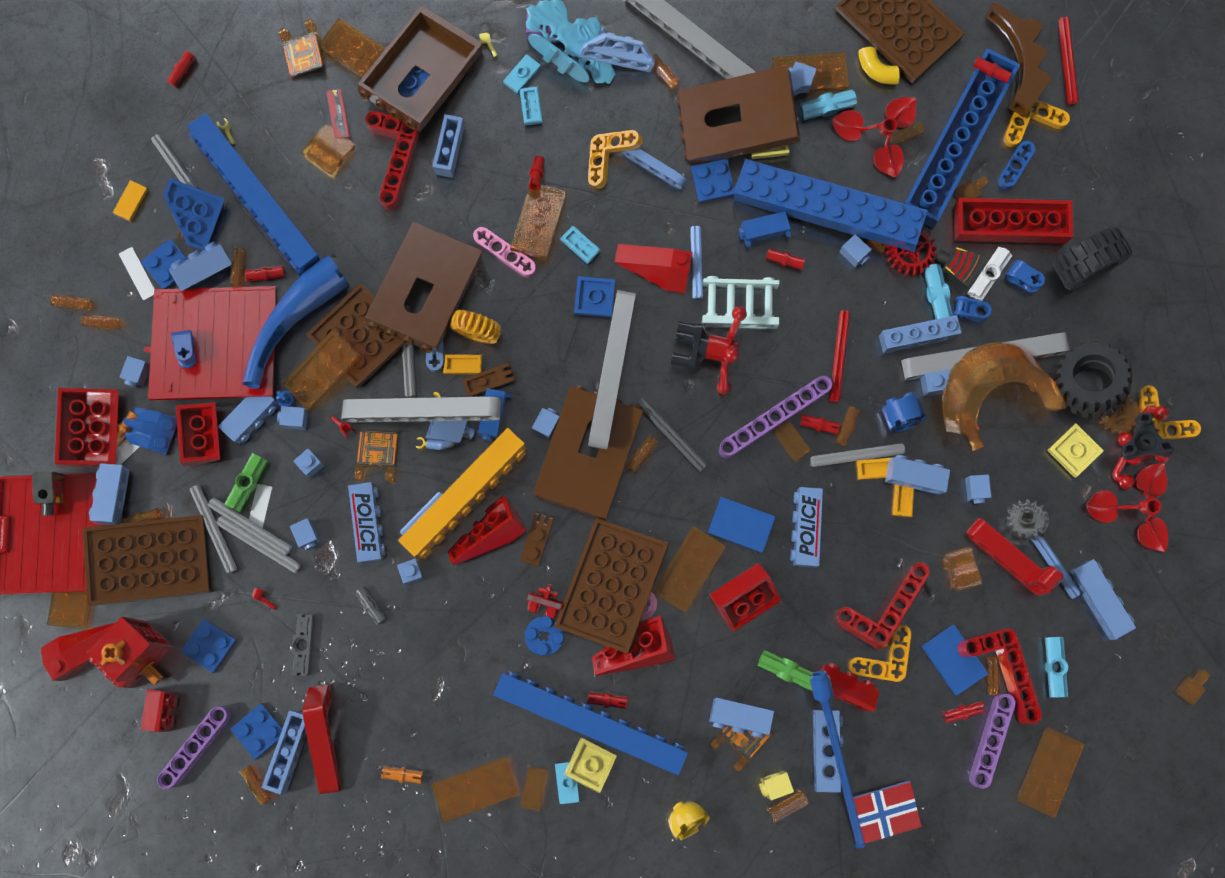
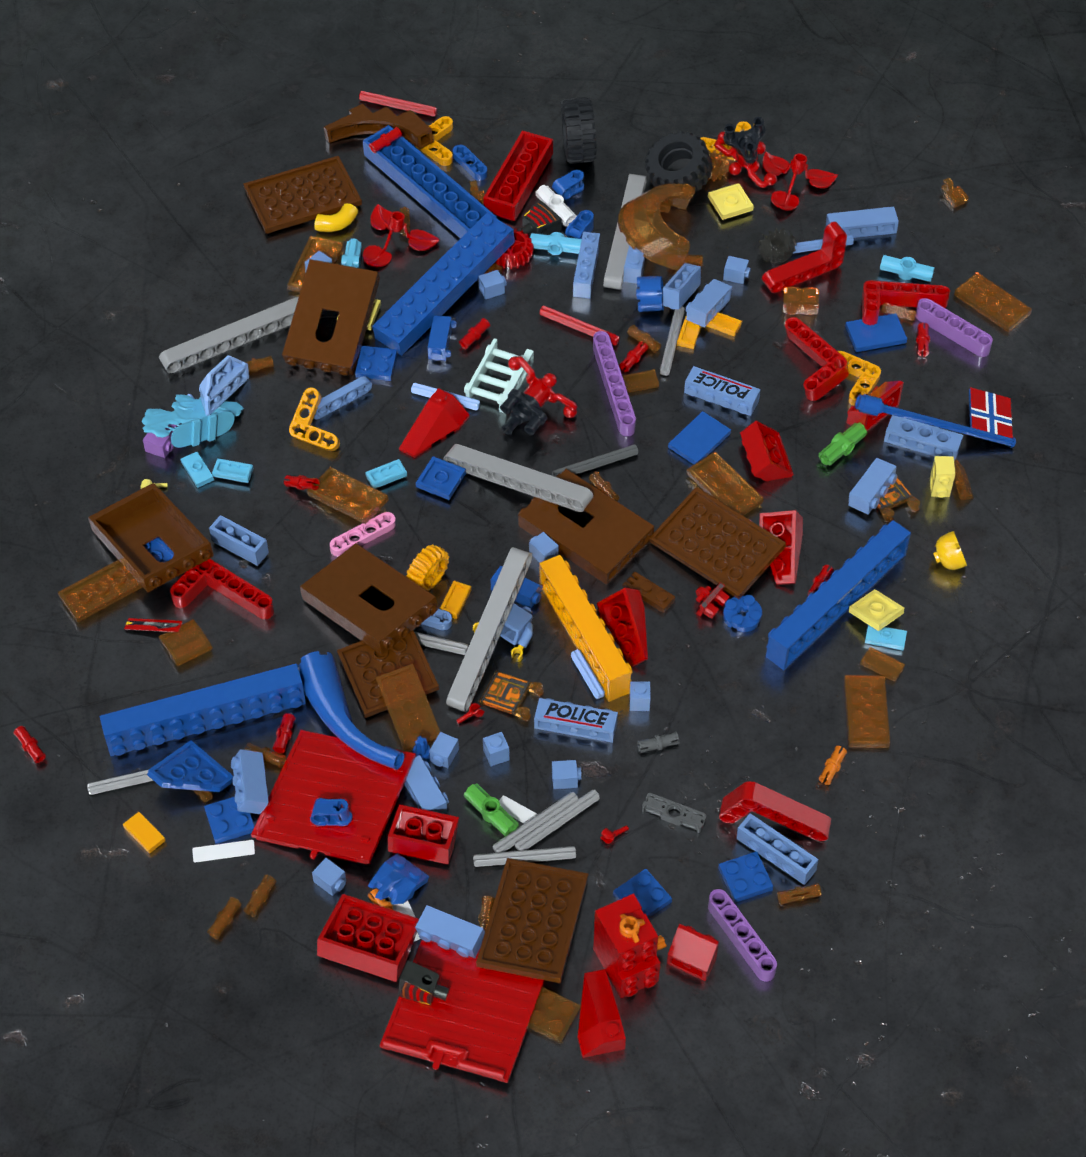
camera: 70 degrees left, 25 degrees down
(303, 52) = (74, 634): flag -> none
(488, 379) = (480, 583): reddish brown hinge -> none
(925, 440) = (681, 286): none -> medium blue brick

